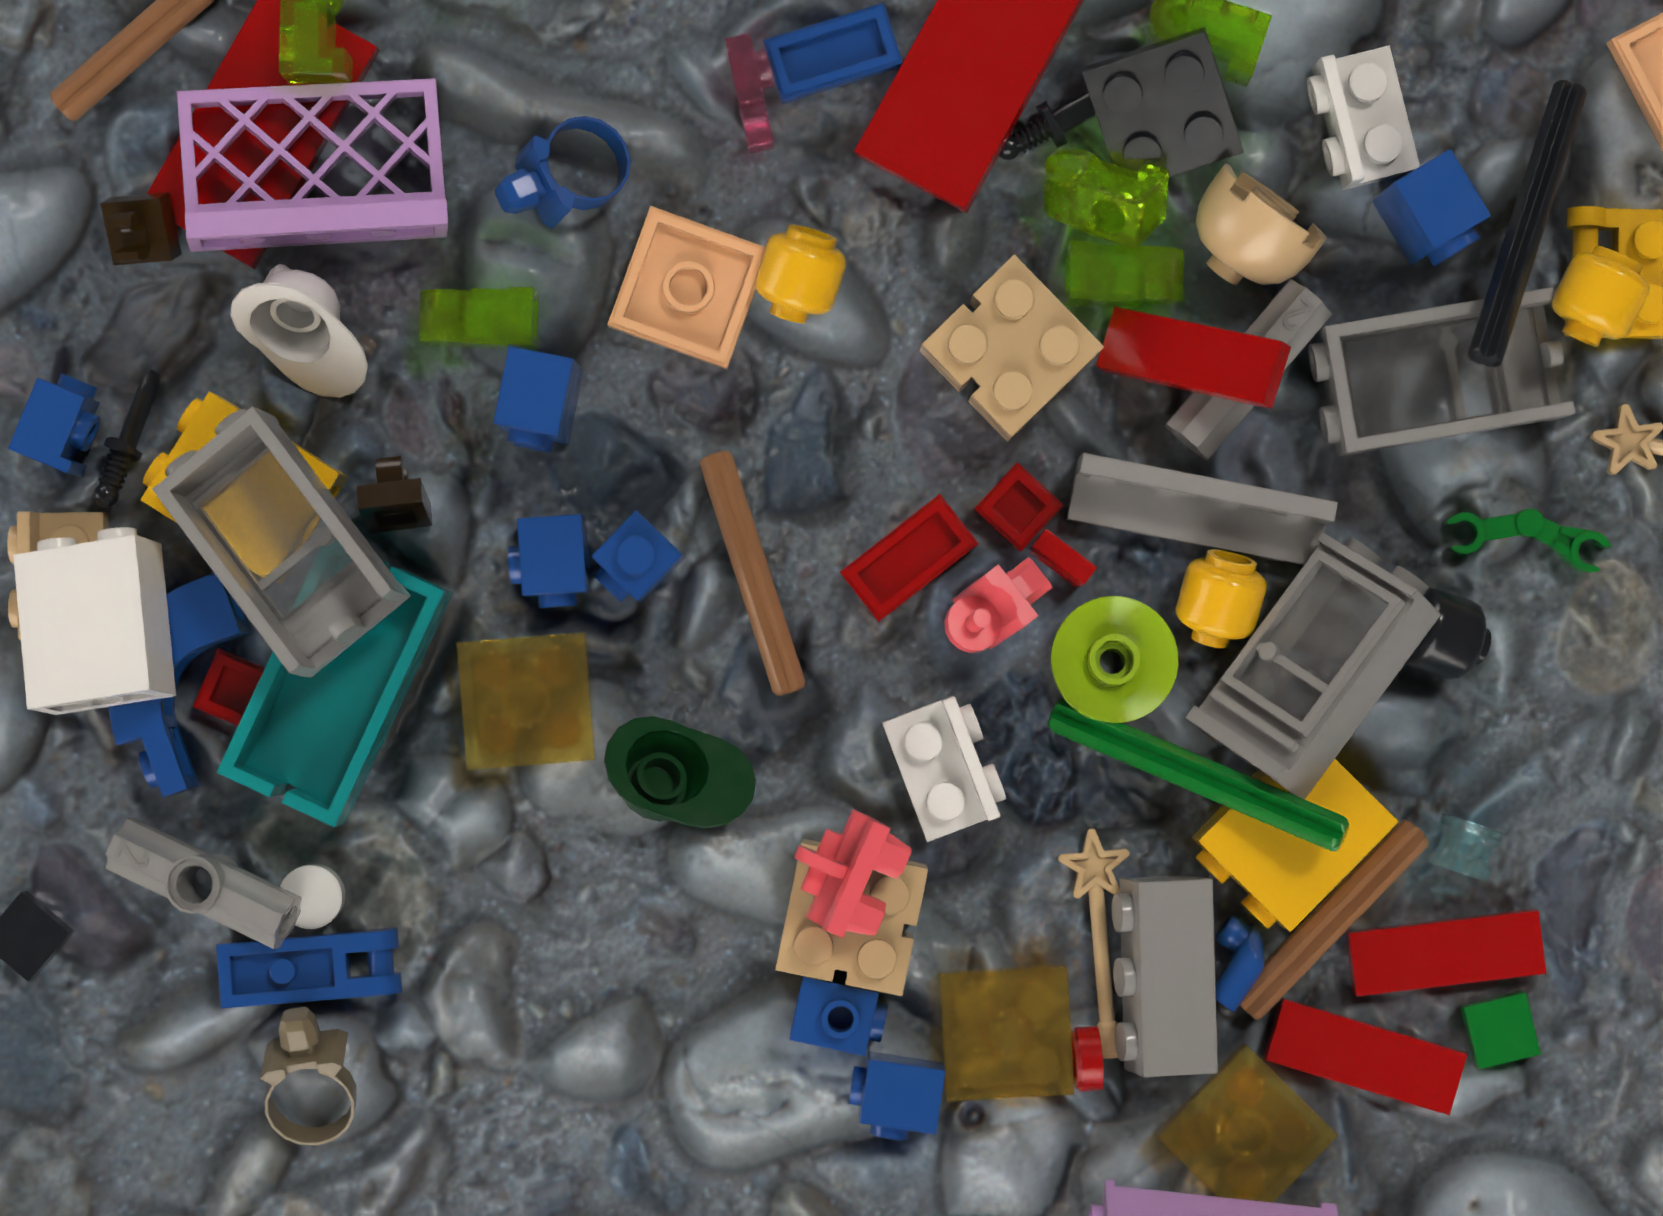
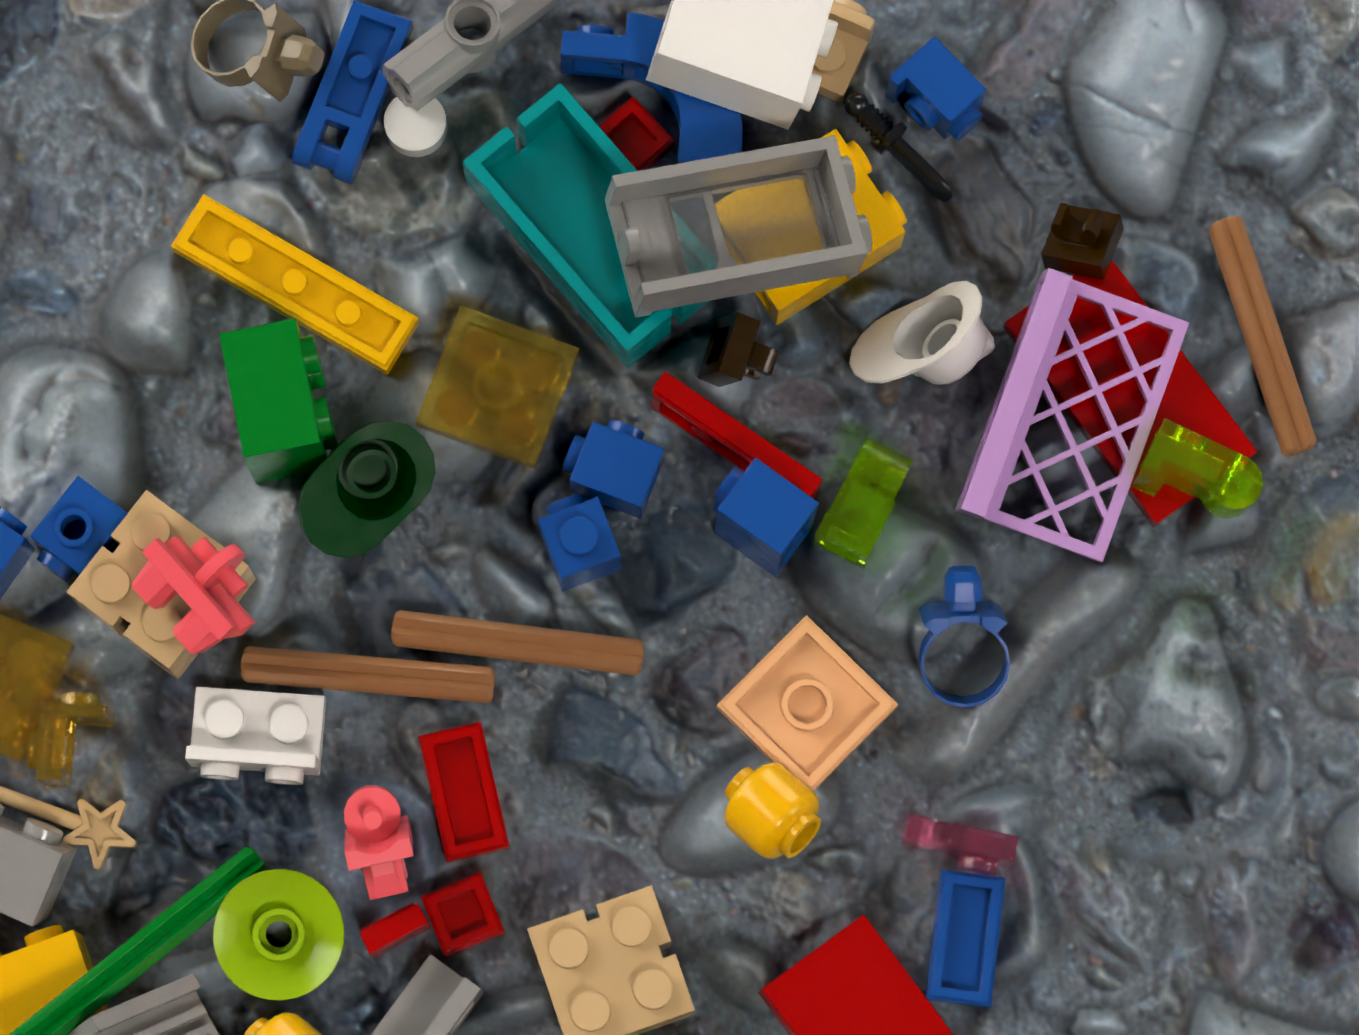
camera: 110 degrees right, 10 degrees down
(476, 465) = (725, 434): none -> red tile
(514, 934) = (295, 284): none -> yellow tile
(637, 893) = (274, 399): none -> green brick
(844, 694) = (367, 674): none -> medium nougat axle
(1041, 943) = (53, 746): none -> clear yellow bracket

